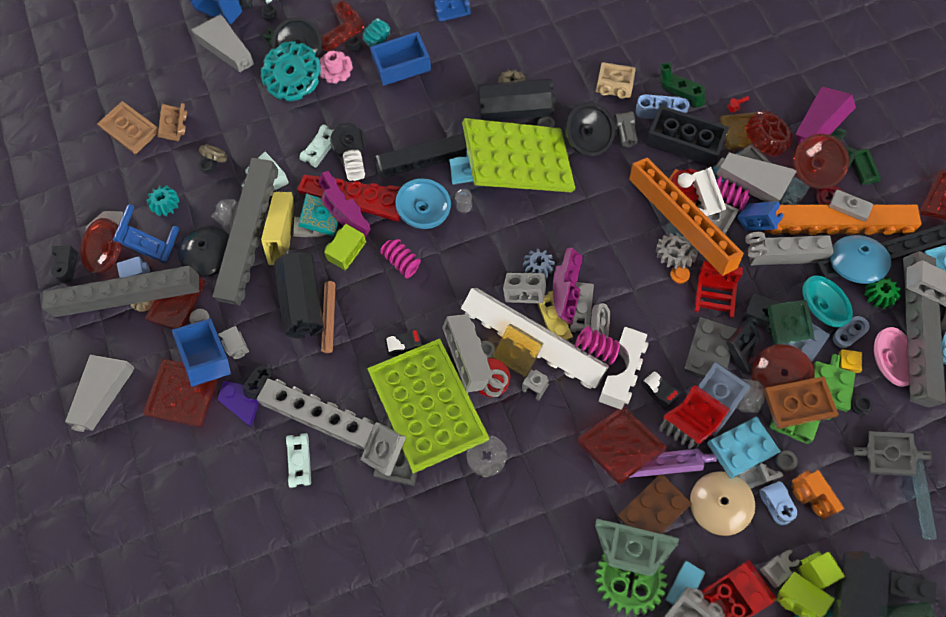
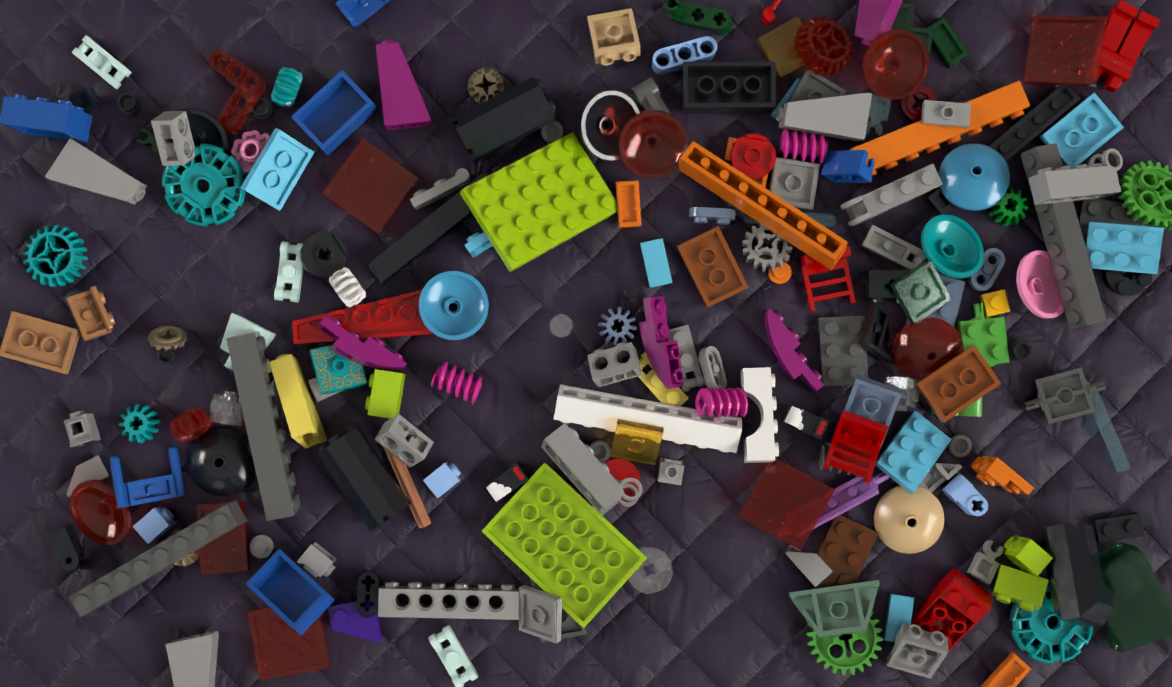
camera: 30 degrees left, 20 degrees up
(127, 191) = (89, 426): none -> light grey window
(173, 84) = (49, 239): none -> teal gear
(196, 213) = (190, 425): none -> clear red gear
(285, 28) = (173, 137): none -> light grey brick
(341, 279) = (404, 440): none -> light grey brick
(344, 78) = (277, 169): none -> medium azure plate
(357, 321) = (443, 479): none -> light blue brick
(402, 112) = (370, 186): none -> clear red plate
(440, 131) = (442, 188): none -> light grey plate
(450, 64) = (400, 95): none -> magenta slope
(463, 200) = (497, 271): clear bush -> none
(496, 250) = (561, 325): none -> clear plate
(581, 187) = (628, 204): none -> orange plate
(586, 234) = (656, 263): none -> medium azure tile
(612, 139) = (652, 159): none -> clear red dish
(623, 505) = (810, 565): none -> light grey slope
(628, 251) = (712, 267): none -> dark orange plate
(642, 214) = (721, 215): none -> sand blue plate
(664, 327) = (783, 343): none -> magenta slope
(706, 189) = (778, 161): white gear -> none
(775, 286) = (892, 248): none -> light grey plate

